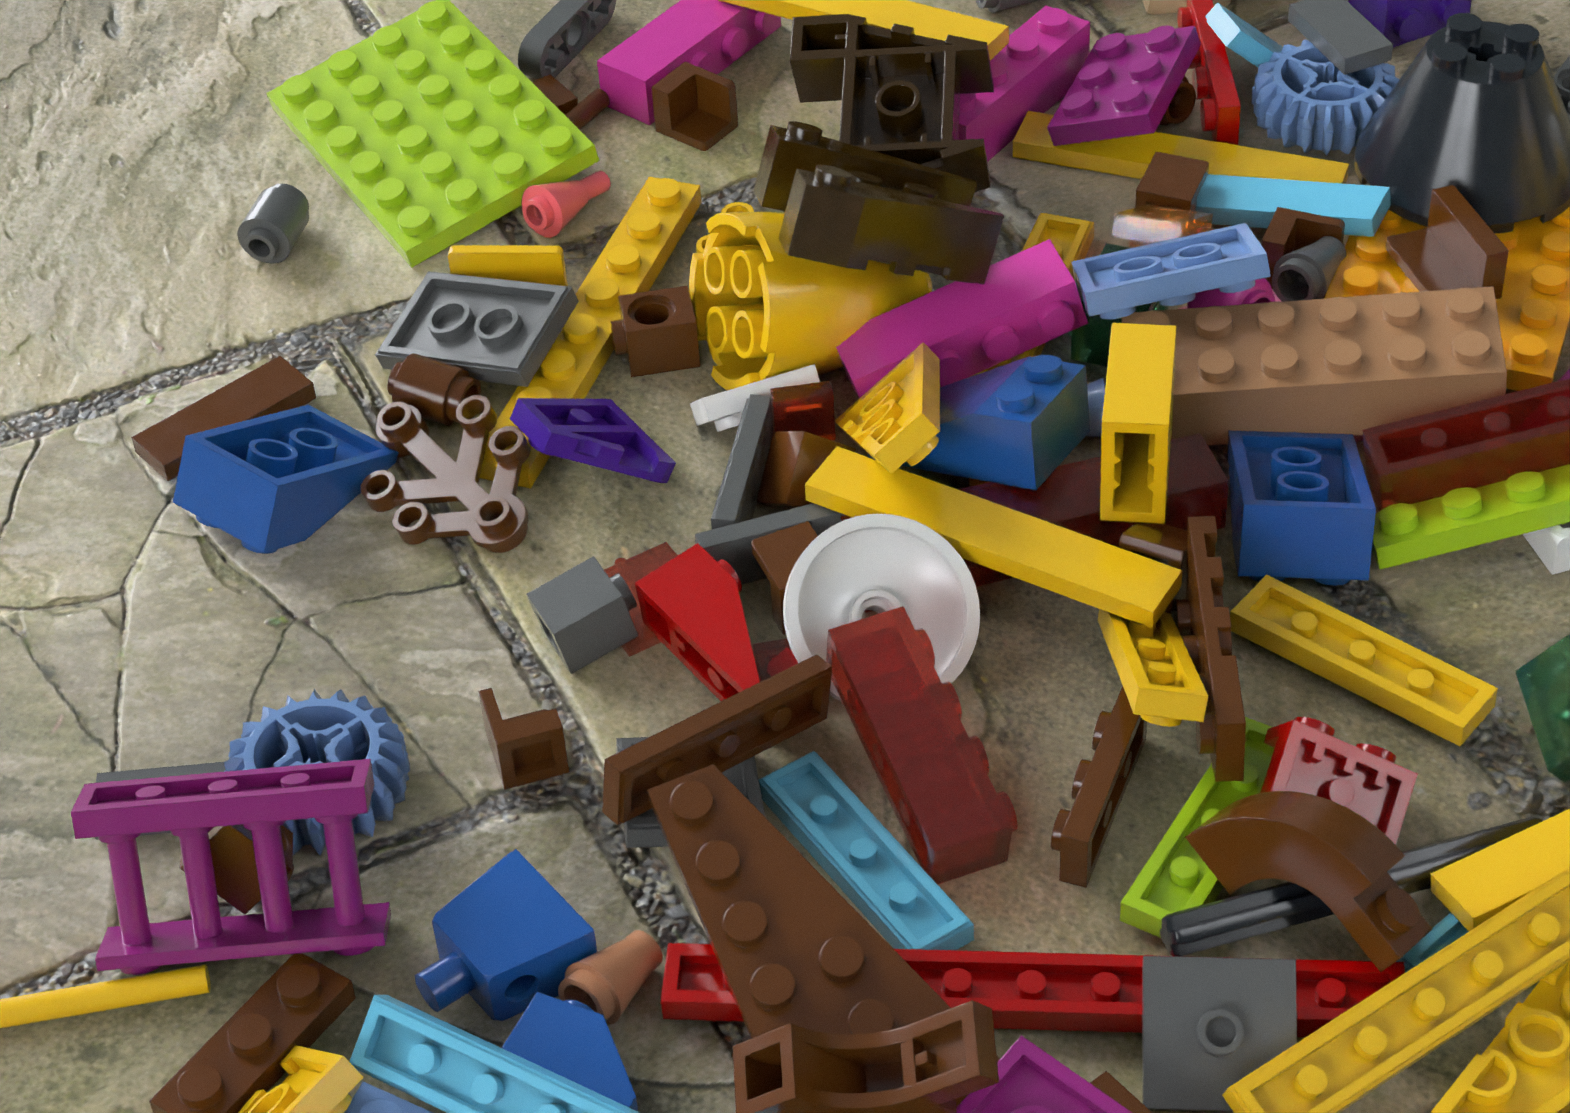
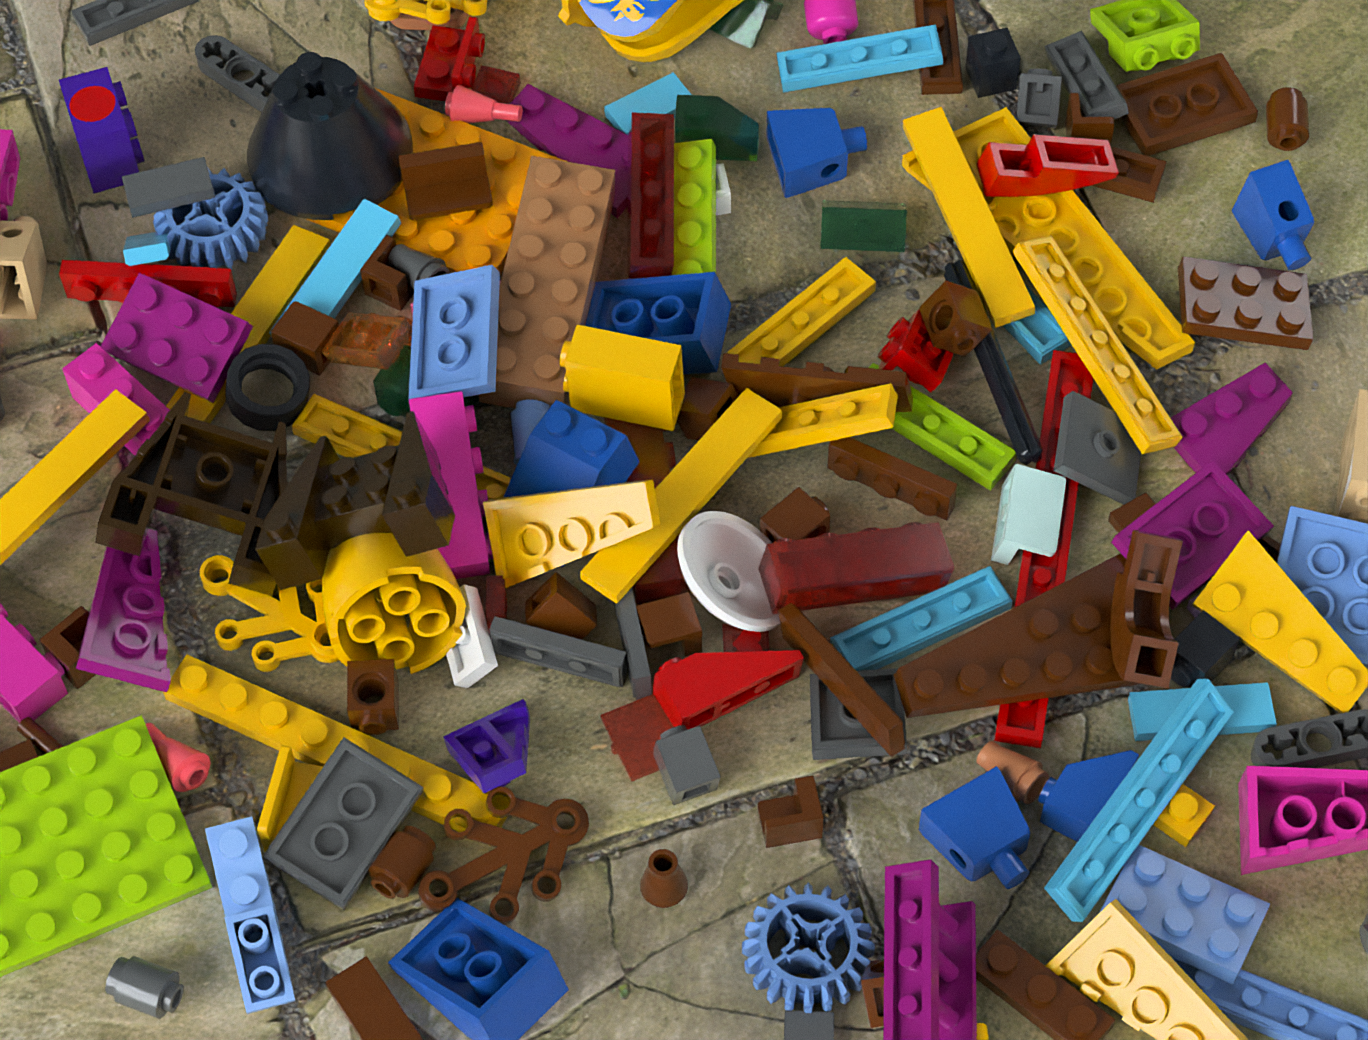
camera: 85 degrees left, 15 degrees up
(341, 294) = (250, 915): none -> light blue slope
(414, 615) = (663, 880): none -> reddish brown cone
(721, 122) = (125, 620): none -> magenta wing
(993, 685) = (796, 518): none -> reddish brown brick
(1068, 949) = (1028, 513): none -> light aqua panel
(1084, 144) = (272, 358): none -> black tyre
(1324, 851) = (990, 368): reddish brown arch -> none
(1413, 807) = (955, 318): none -> reddish brown brick

